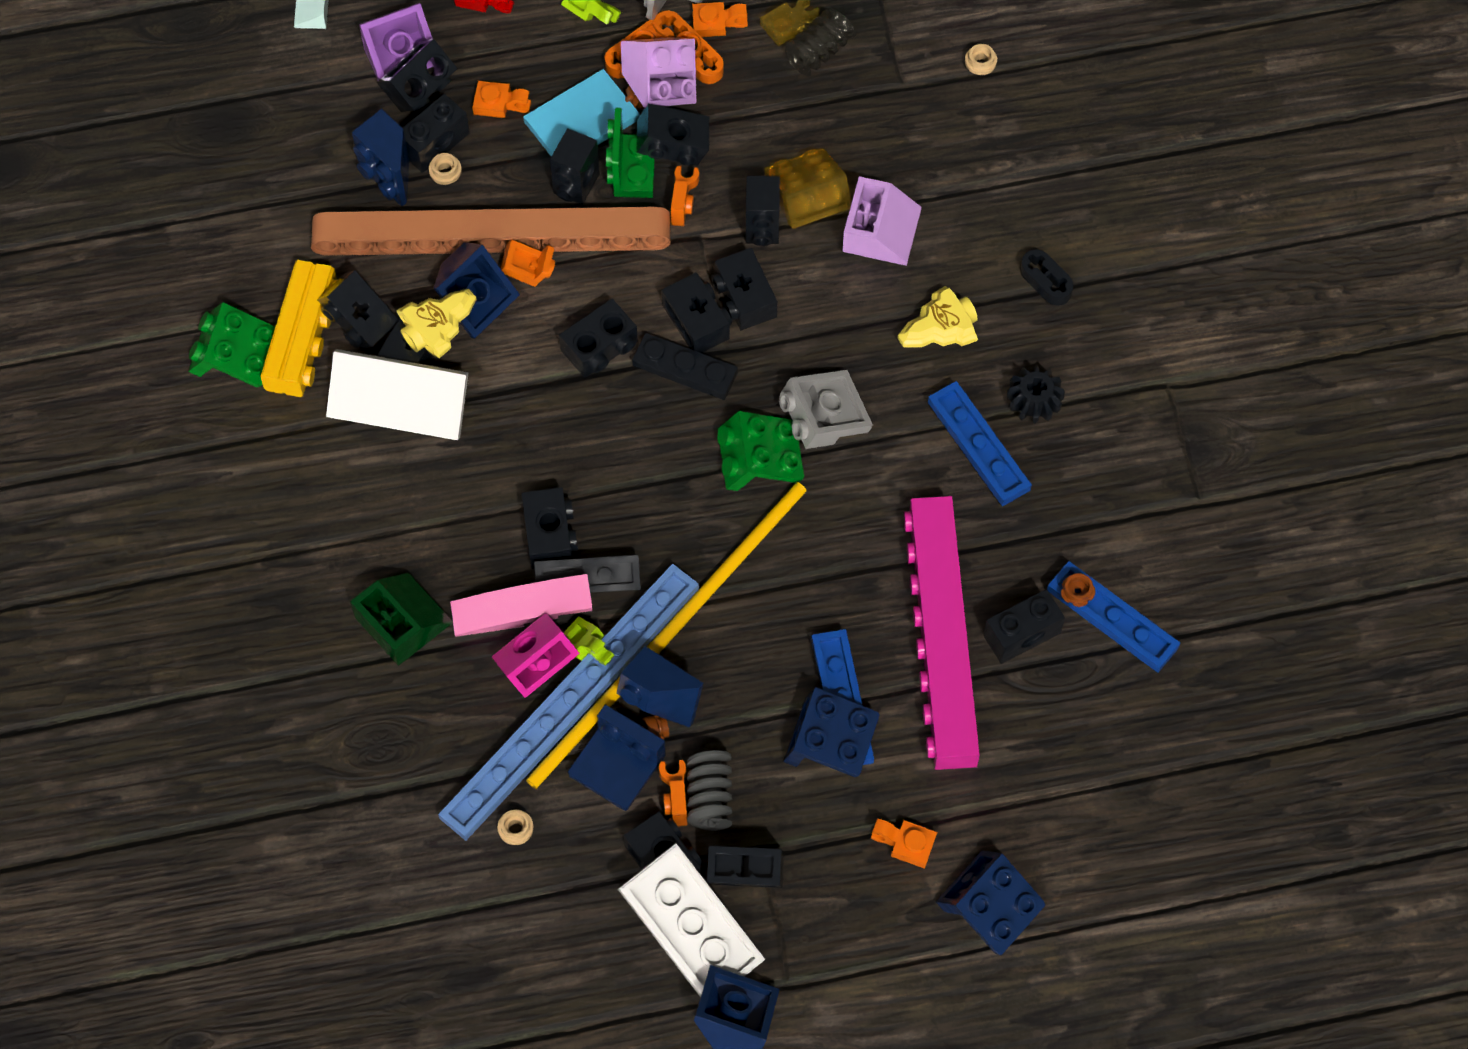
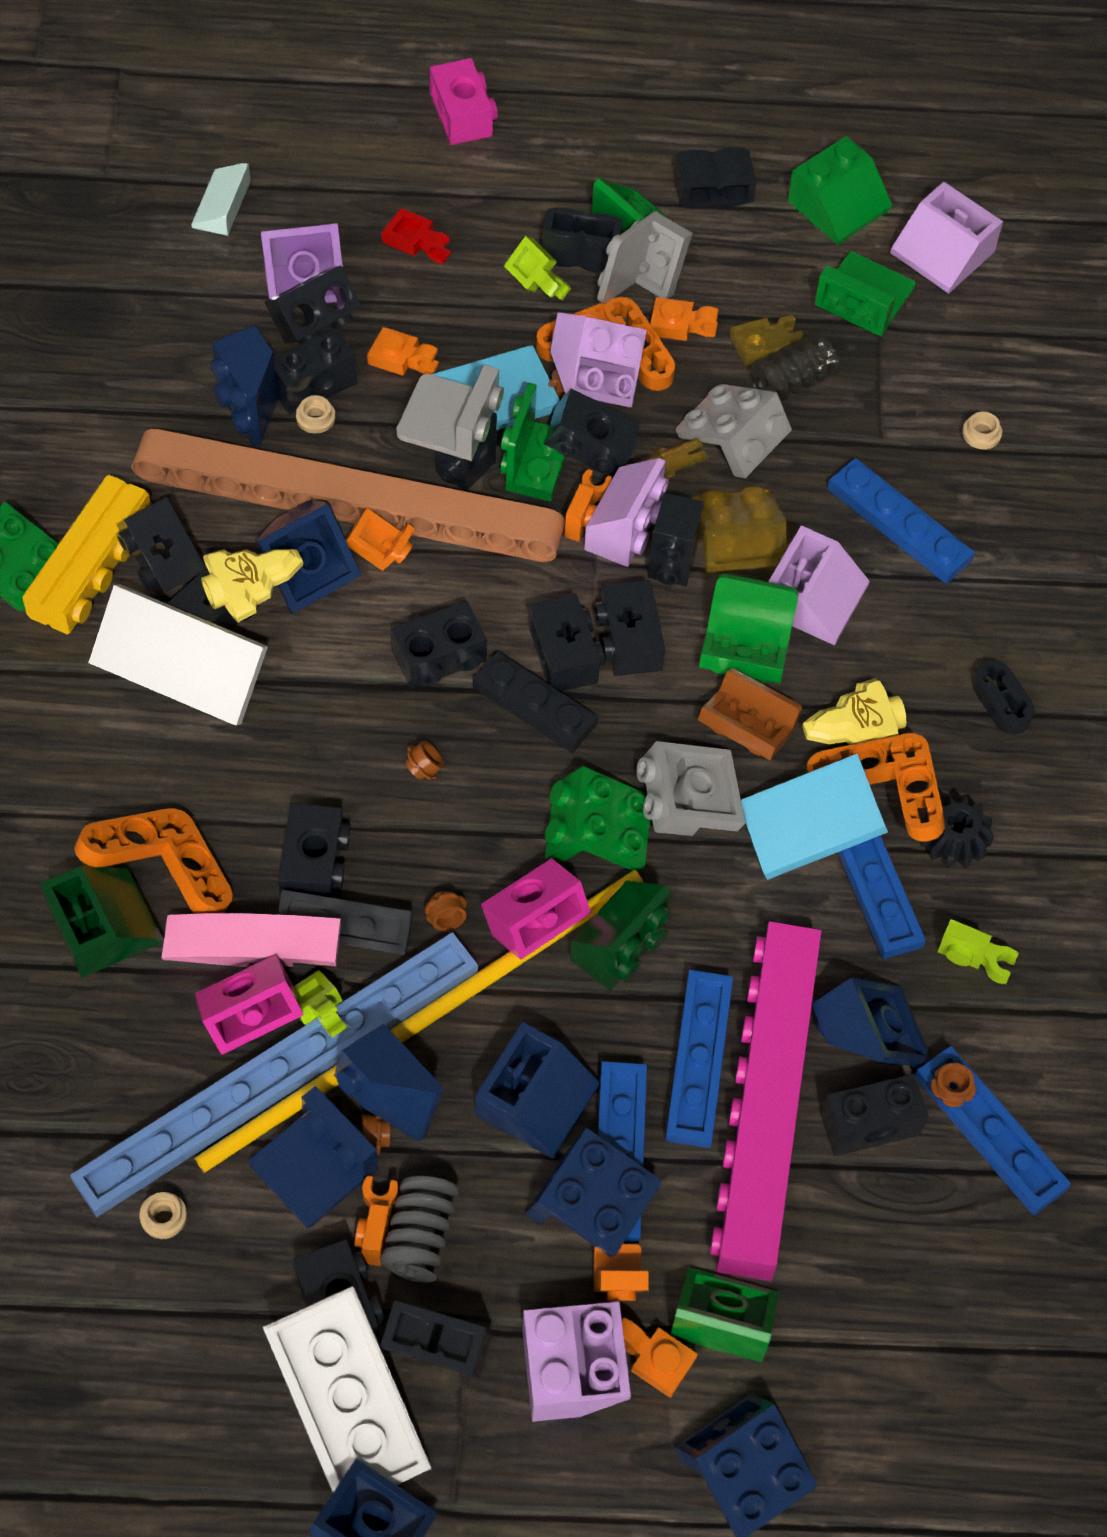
camera: 10 degrees right, 5 degrees down
(472, 575) = (168, 845): none -> orange beam
(562, 150) = (451, 414): none -> light grey bracket
(613, 434) = (424, 760): none -> dark orange plate
(662, 548) = (446, 911): none -> dark orange plate
(718, 194) = (627, 511): none -> lavender slope
(731, 530) = (536, 908): none -> dark pink brick
(736, 145) = (678, 457): none -> clear yellow pin
(769, 669) = (536, 1091): none -> dark blue slope
(787, 97) = (742, 421): none -> light grey bracket
(801, 533) = (622, 932): none -> dark green slope
(838, 269) = (749, 628): none -> green bracket
(849, 857) = (574, 1360): none -> lavender slope
(856, 337) = (751, 714): none -> dark orange bracket
(866, 788) = (620, 1274): none -> orange bracket
(883, 615) = (699, 1059): none -> blue plate
(923, 408) = (812, 816): none -> medium azure tile
(933, 150) = (901, 520): none -> blue plate
(950, 799) = (725, 1314): none -> green slope
(983, 355) = (902, 769): none -> orange beam
(1006, 557) = (871, 1022): none -> dark blue slope
(1067, 482) = (972, 947): none -> lime plate

